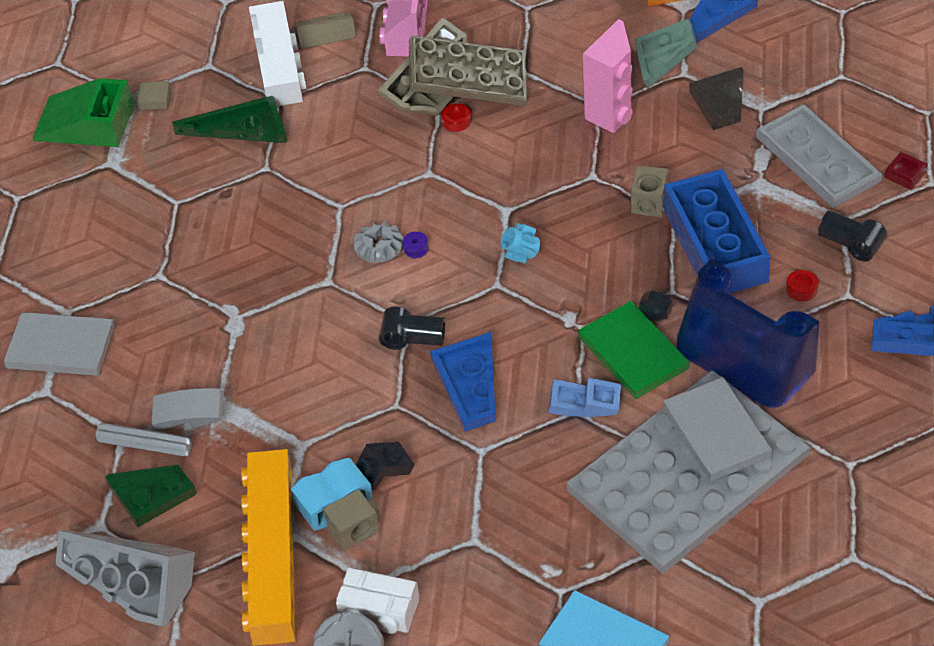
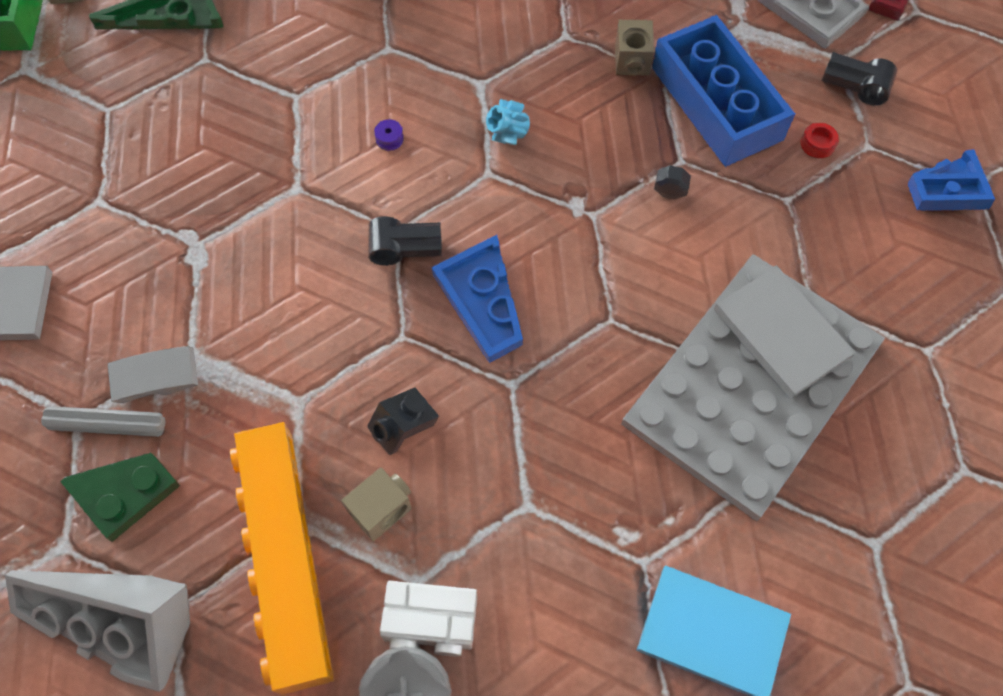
camera: 15 degrees left, 15 degrees up
(322, 489) = (343, 467): medium azure brick -> none
(385, 249) = (355, 145): light grey gear -> none
(588, 400) = (619, 306): medium blue slope -> none
(633, 349) = (658, 237): green tile -> none
(744, 346) = (787, 218): clear blue windscreen -> none

